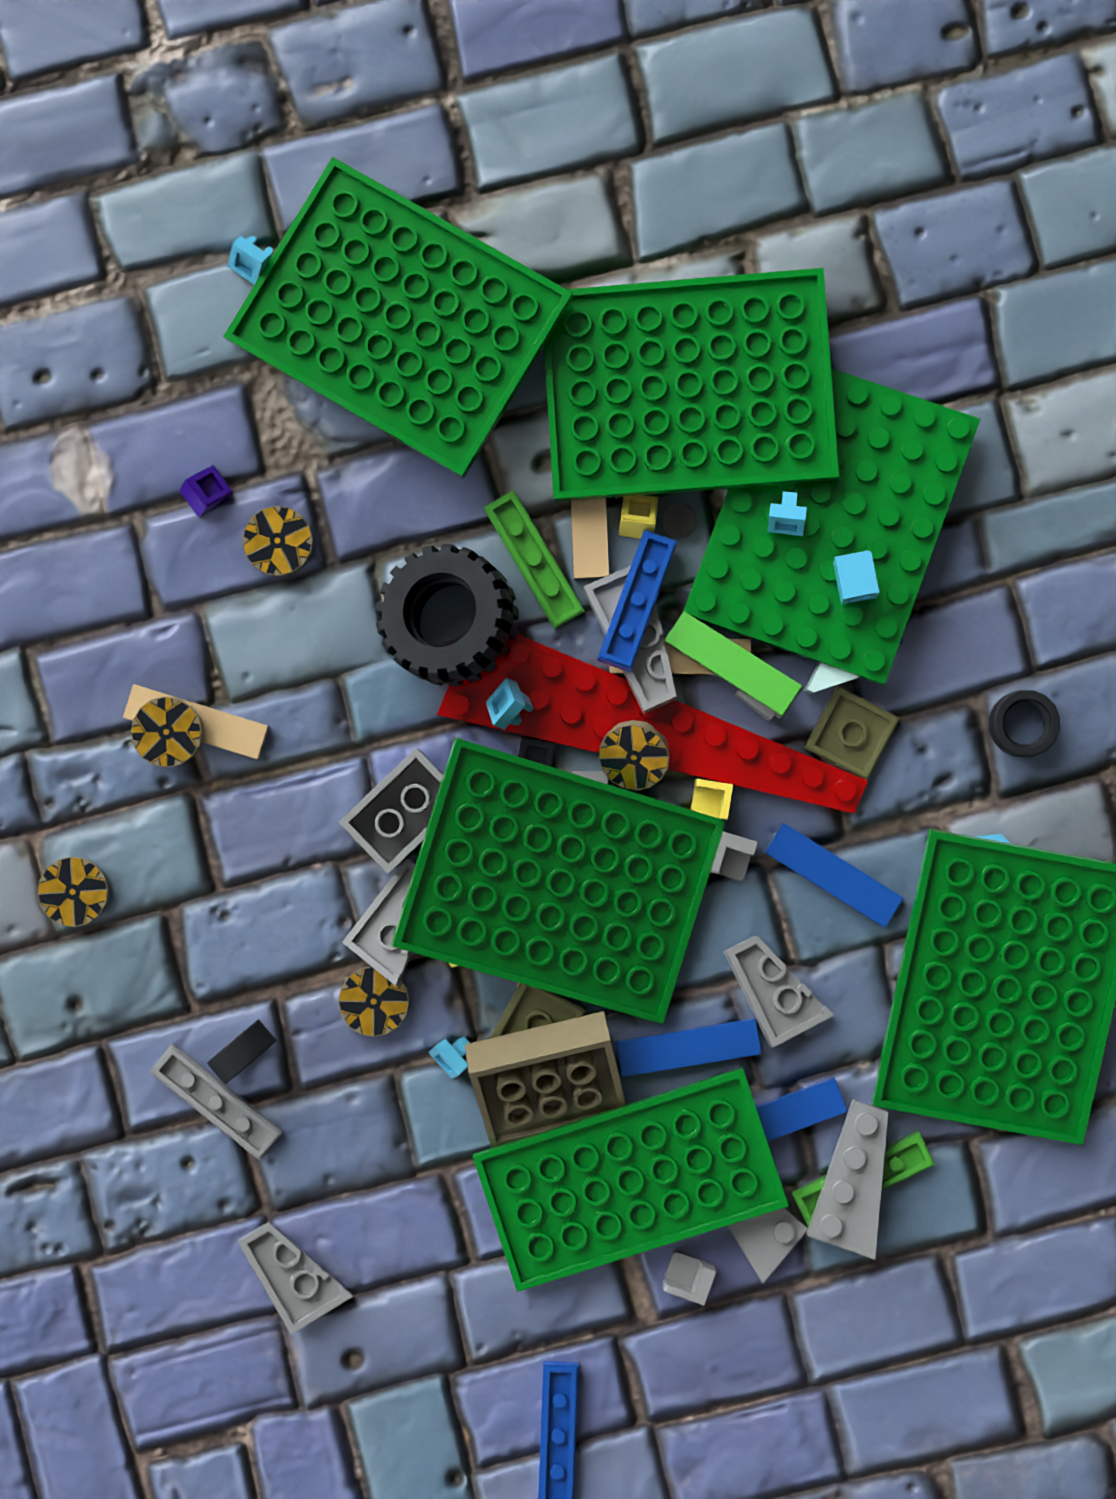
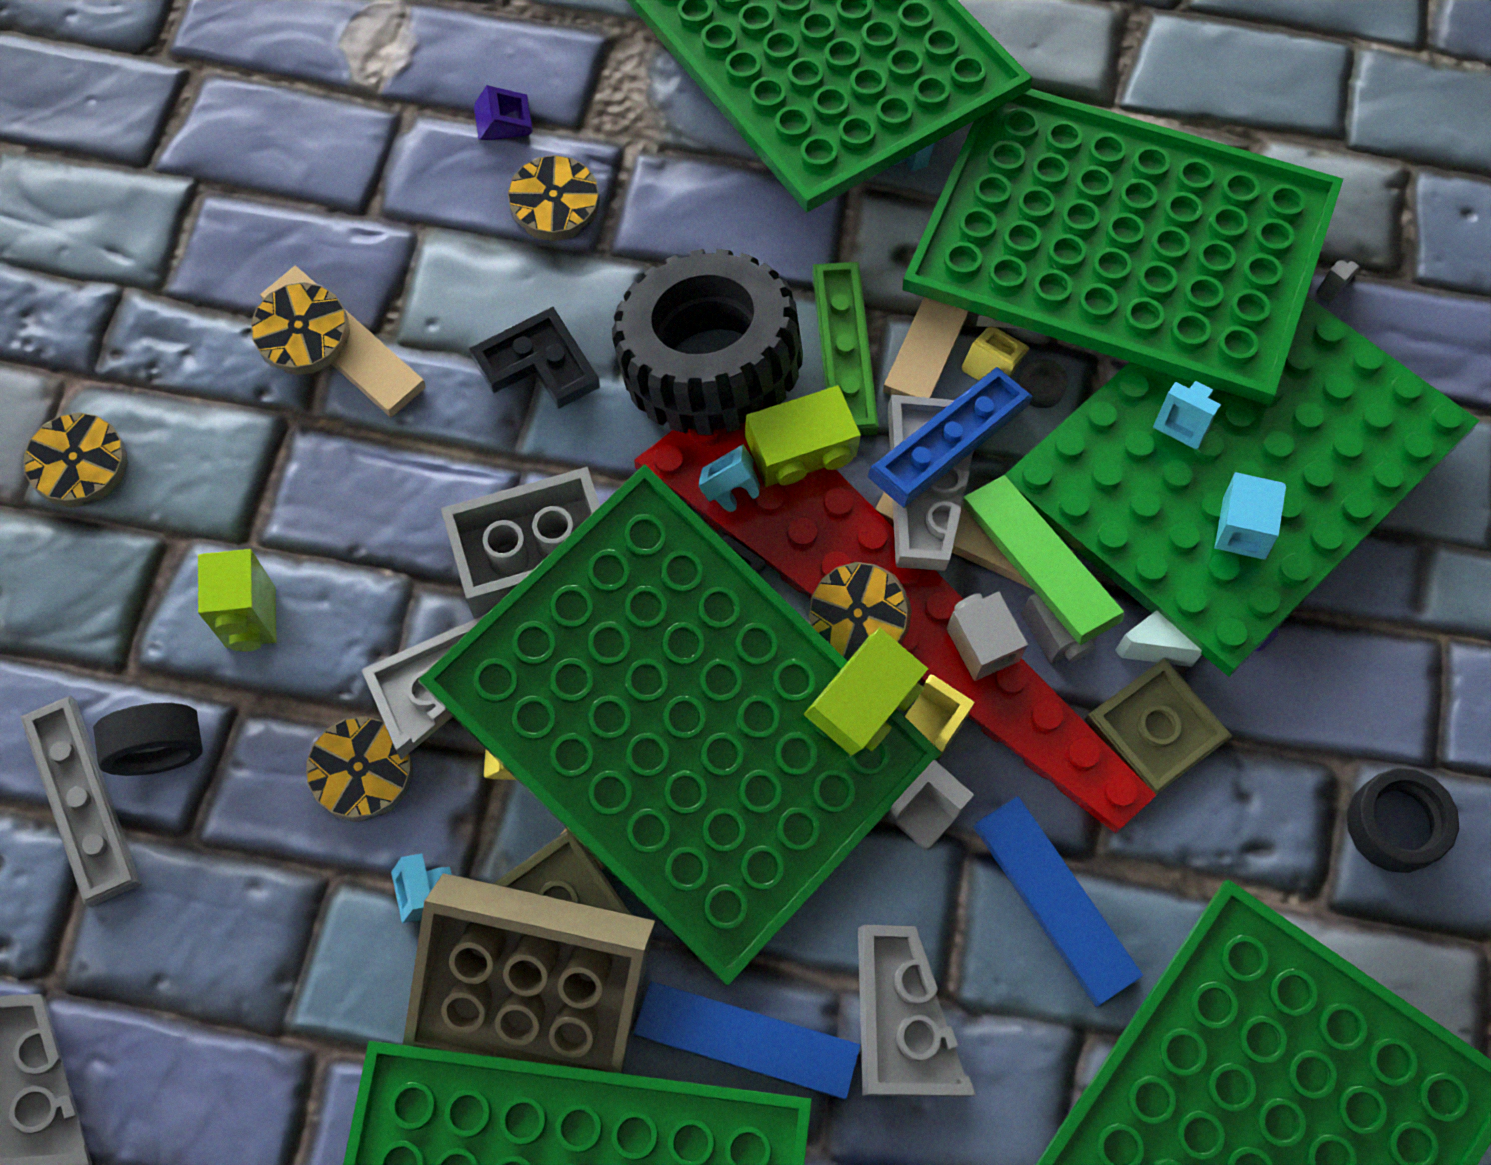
camera: 20 degrees right, 20 degrees down
(243, 941) = (237, 599): none -> lime brick
(331, 663) = (538, 346): none -> black plate
(542, 654) = (802, 436): none -> lime brick
(665, 815) = (867, 693): none -> lime brick
(720, 734) = (986, 634): none -> light grey brick
(848, 339) = (1337, 279): none -> light grey tile

